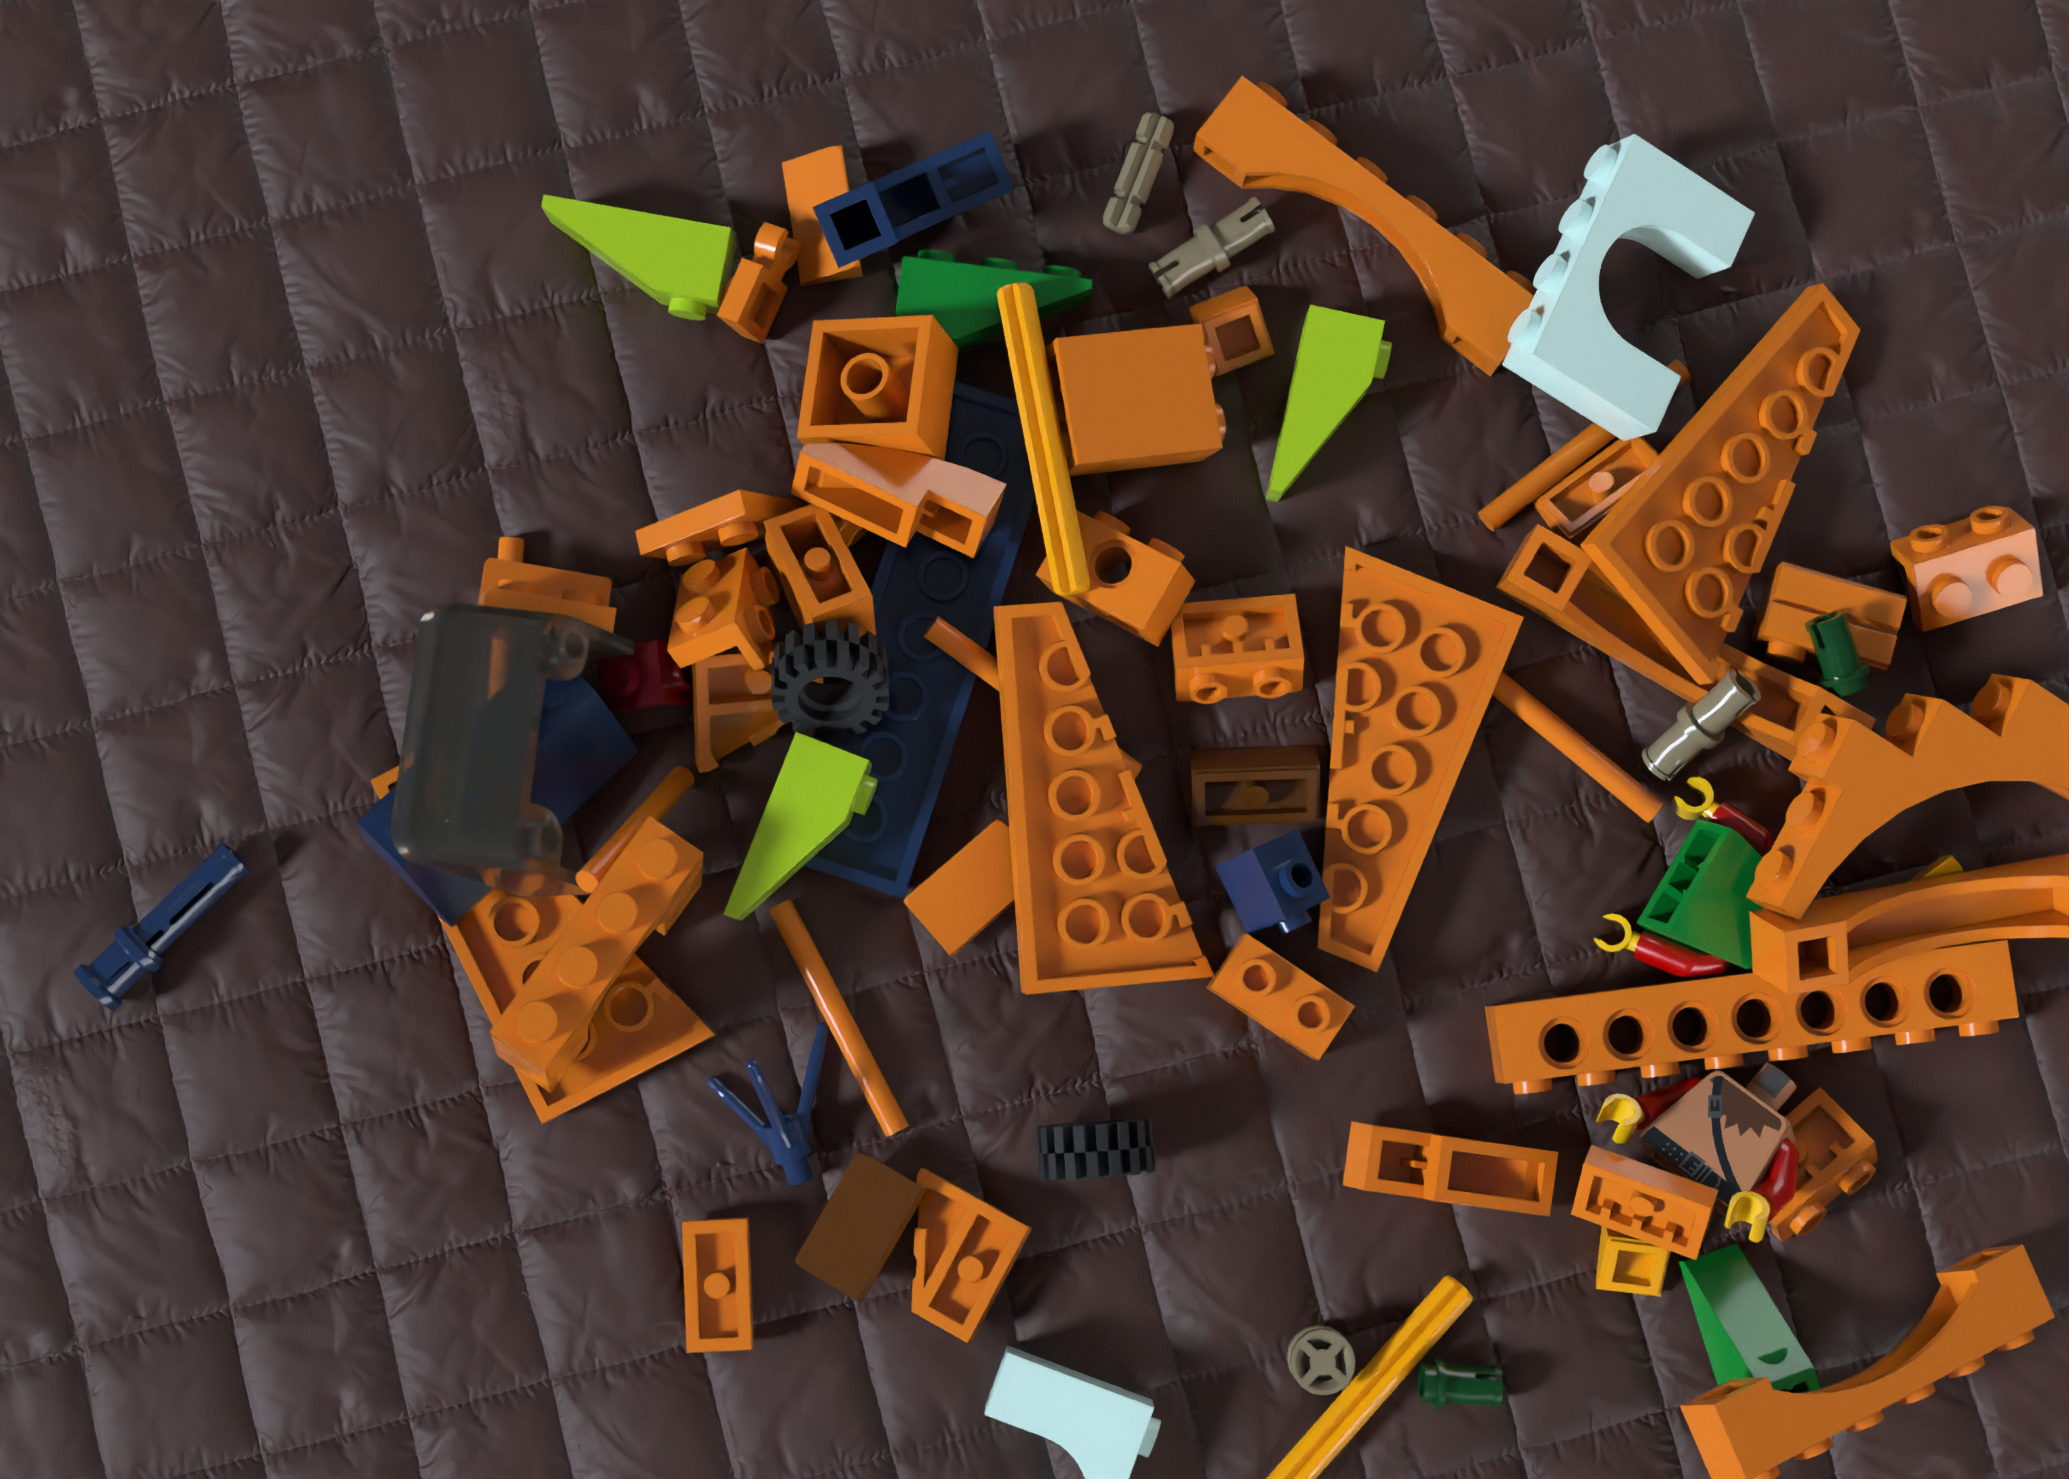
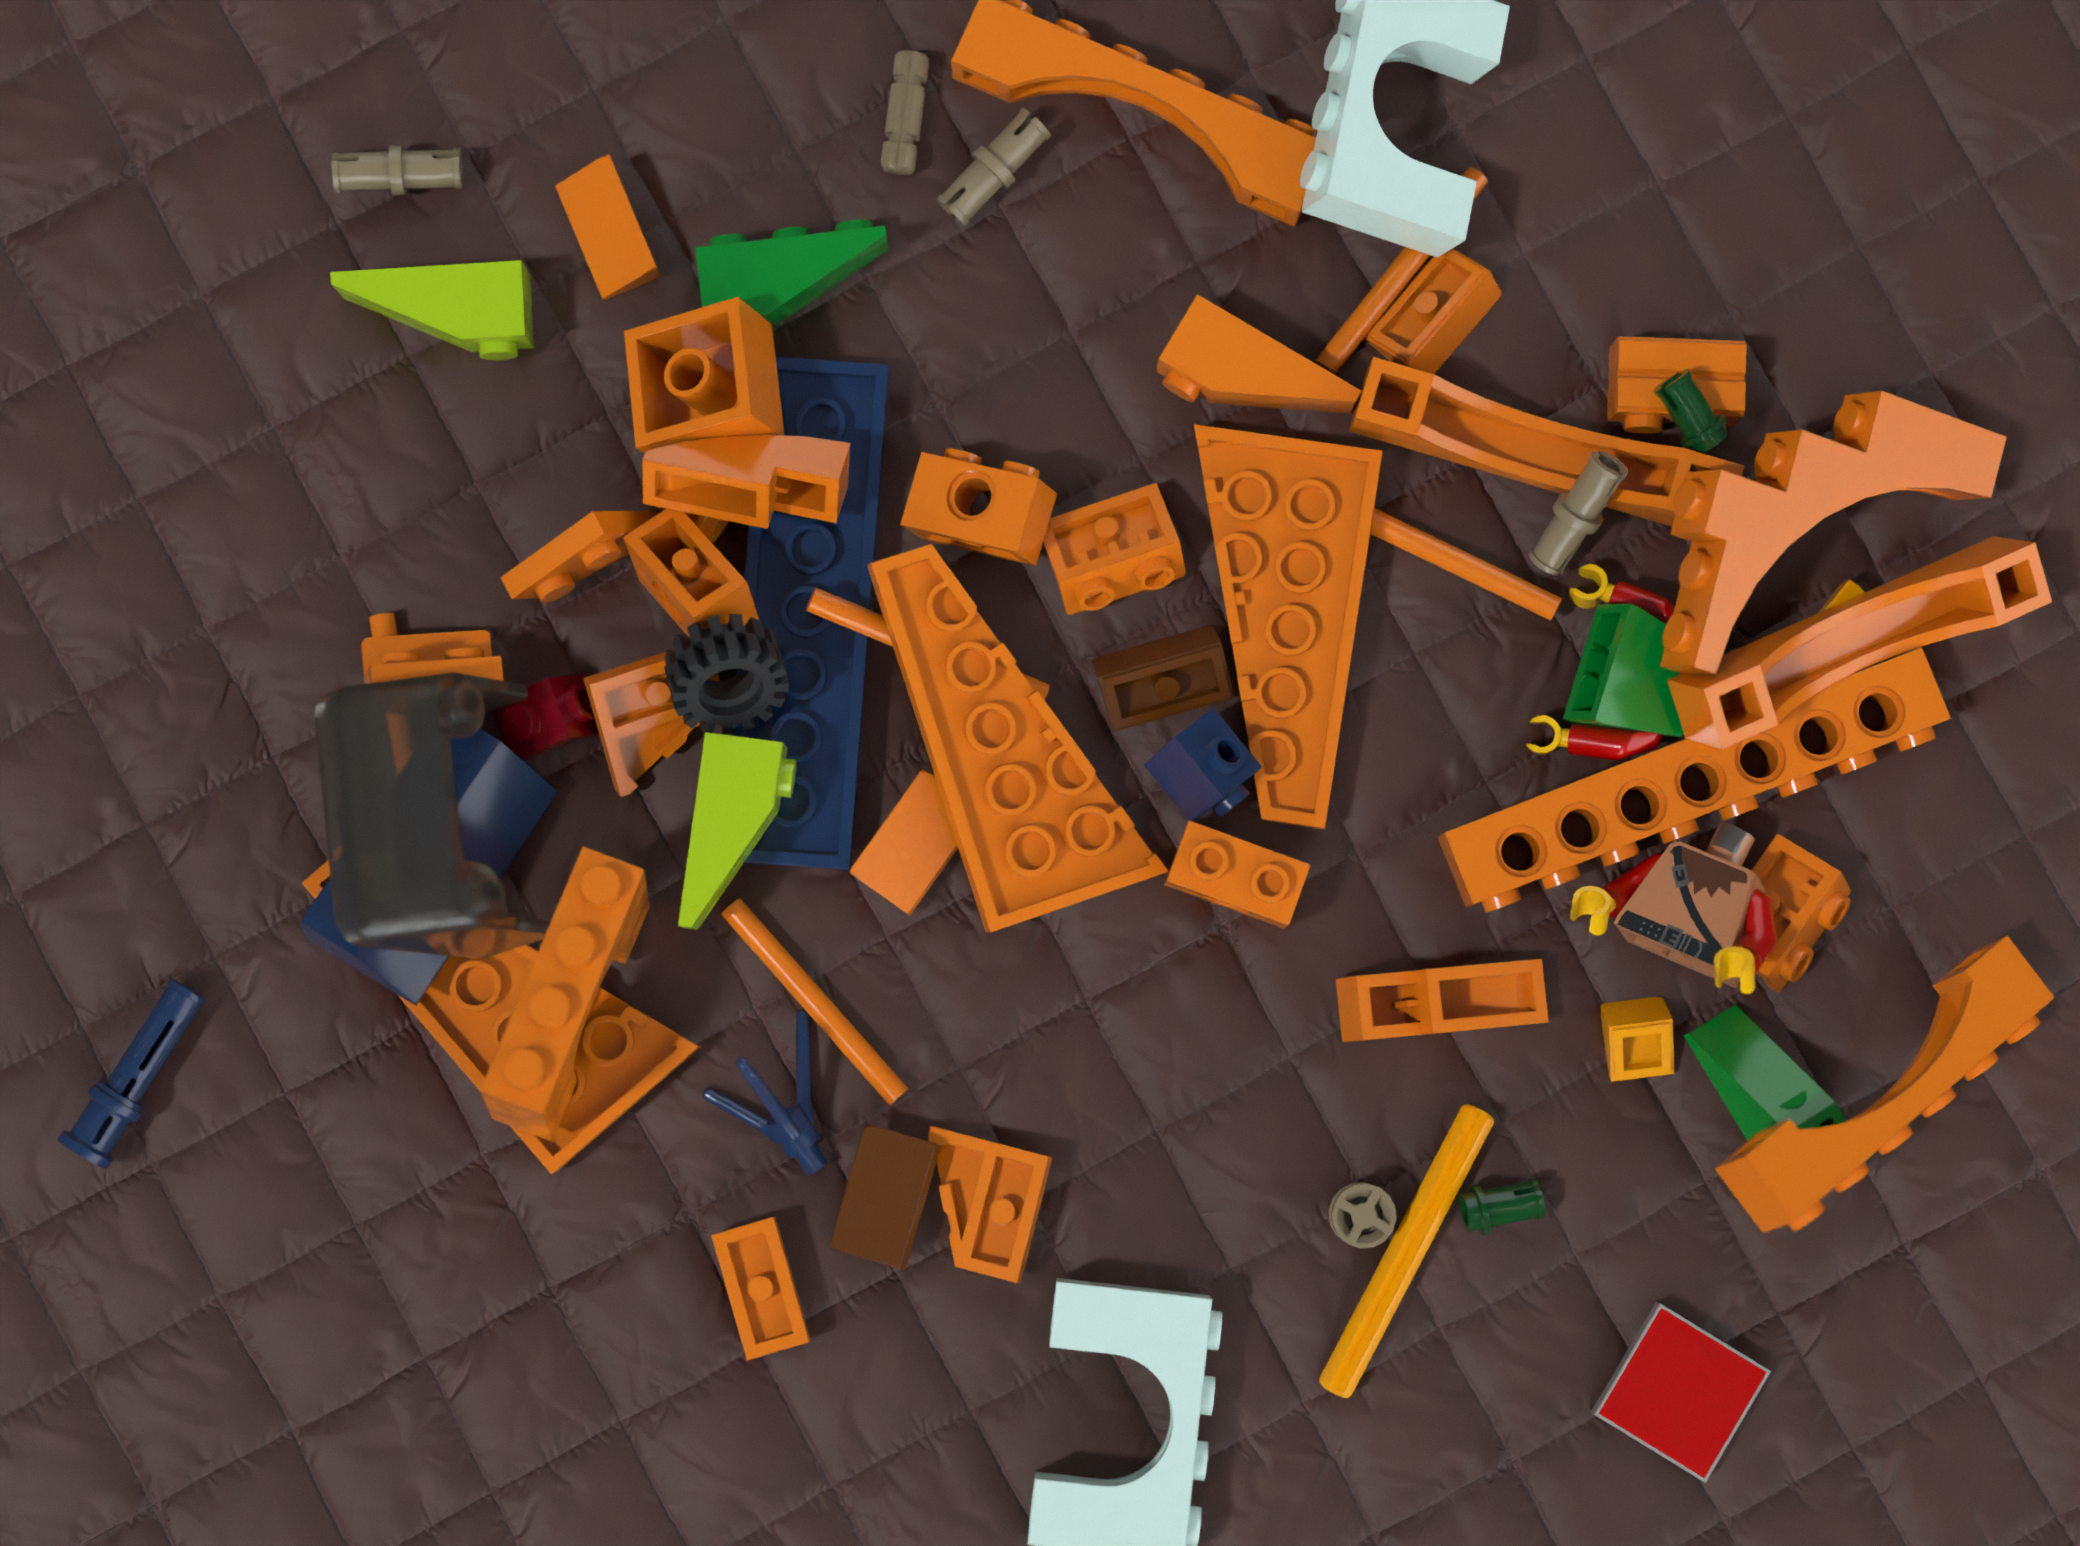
camera: 15 degrees left, 0 degrees up
(633, 110) = (397, 170): none -> dark tan pin
(656, 805) = (589, 836): orange bar -> none
(725, 607) = (604, 630): orange bracket -> none
(756, 289) = (561, 316): orange plate -> none
(913, 198) = (692, 188): dark blue arch -> none
(1043, 439) = (875, 391): light orange axle -> none
(1096, 1149) = (1094, 1064): black tyre -> none
(1135, 398) = (952, 332): orange brick -> none
(1233, 329) = (1033, 242): orange slope -> none
(1329, 378) = (1138, 268): lime slope -> none
(1403, 498) = (1239, 365): none -> orange slope
(1644, 1202) = (1635, 984): orange bracket -> none
(1718, 491) = (1540, 285): orange wing -> none
(1969, 566) = (1799, 298): orange bracket -> none

